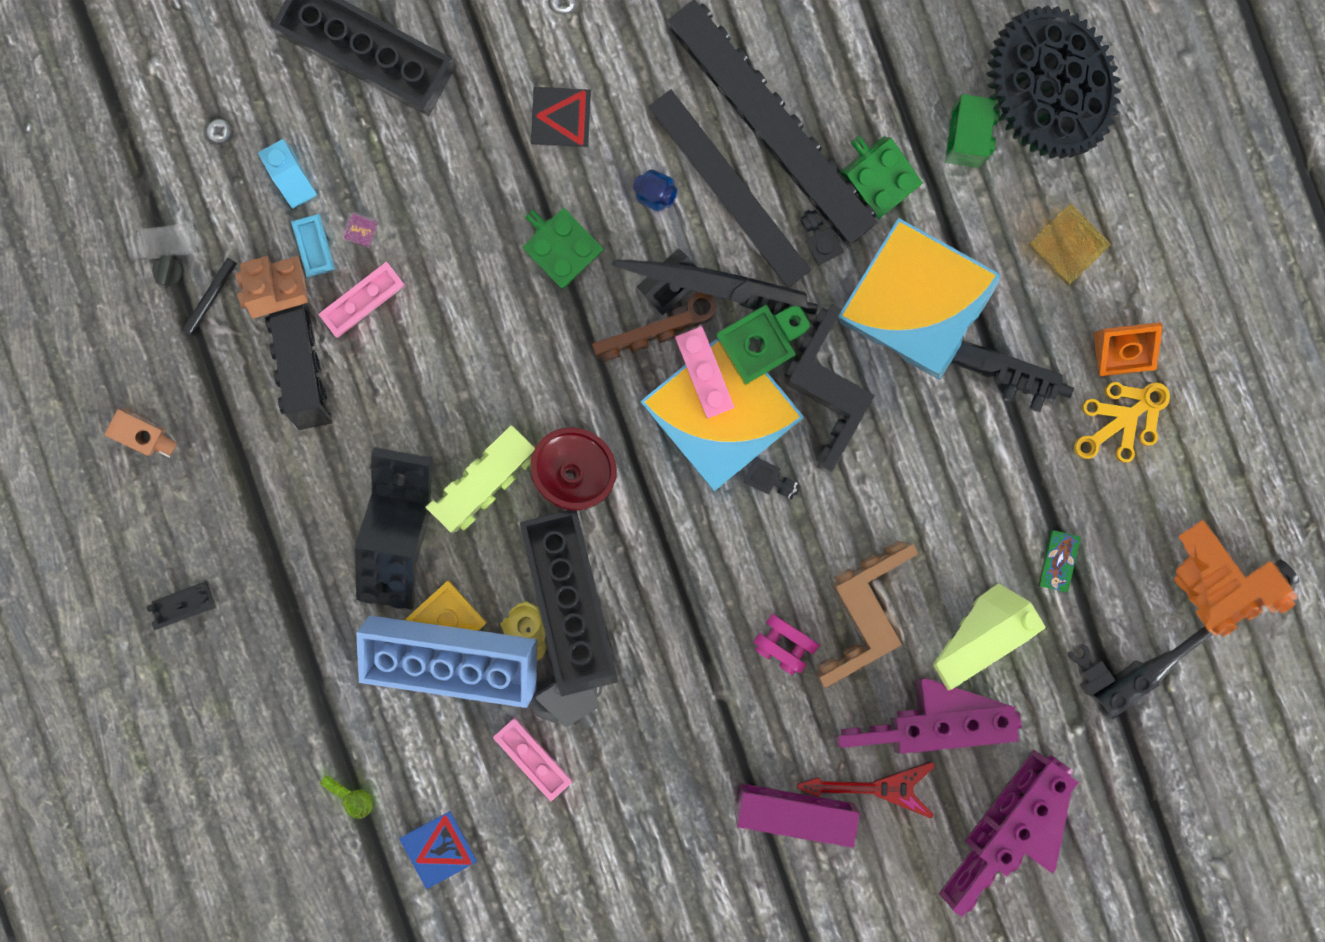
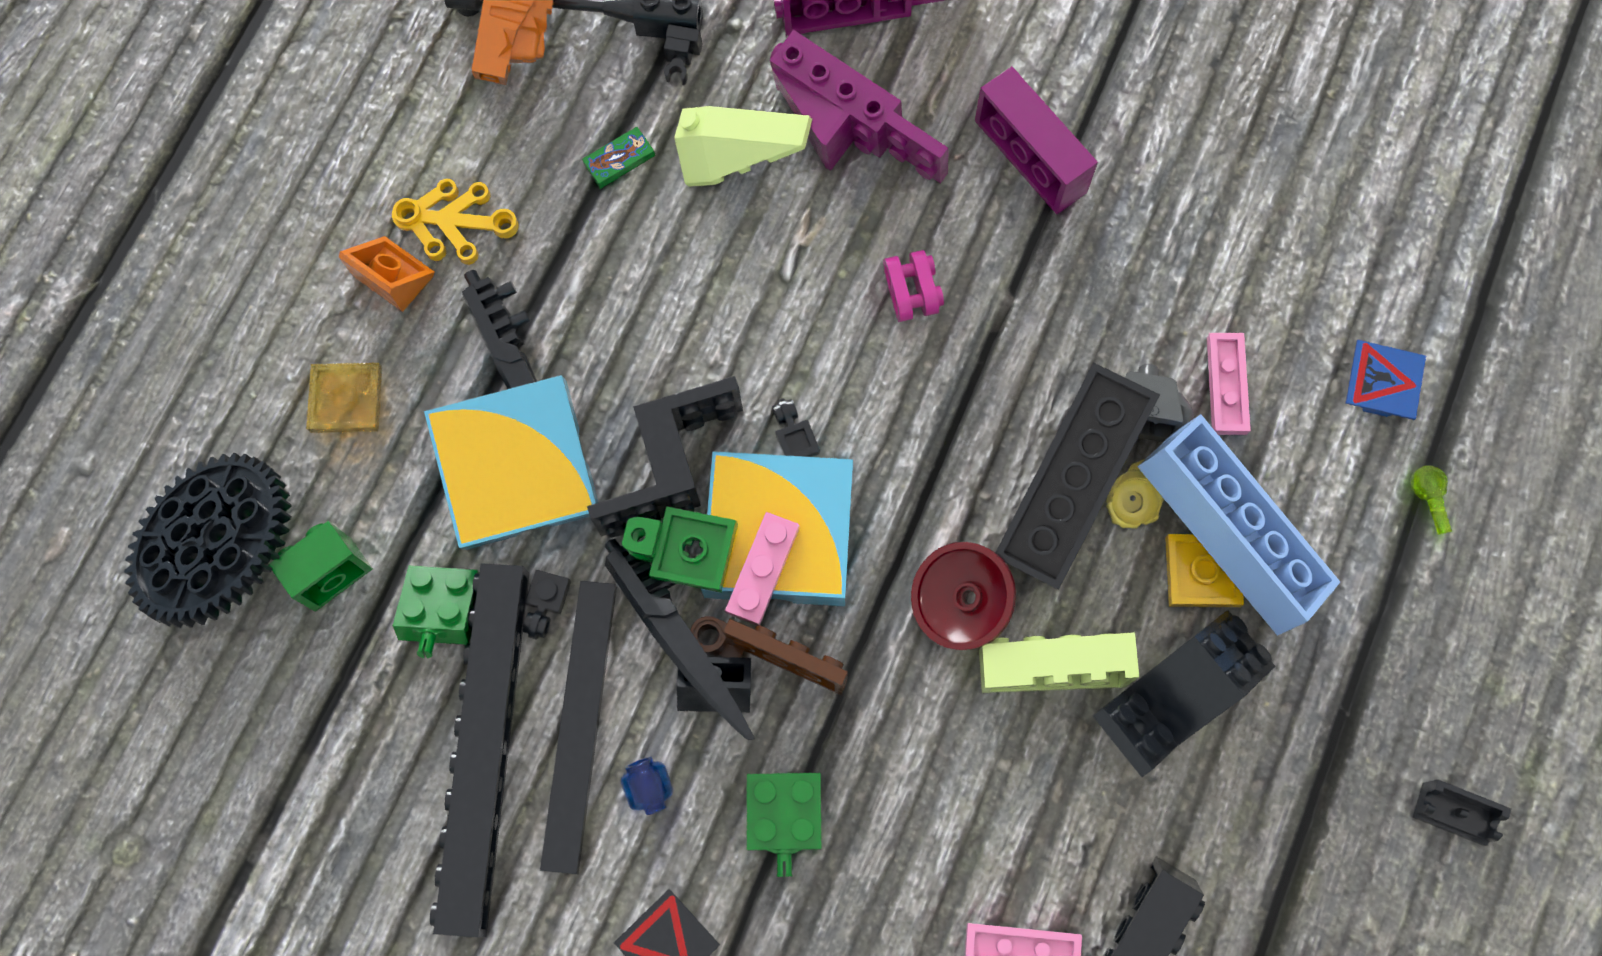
camera: 140 degrees left, 15 degrees down
(865, 613) = (813, 269): medium nougat bracket -> none
(892, 788) = (929, 101): red piece -> none

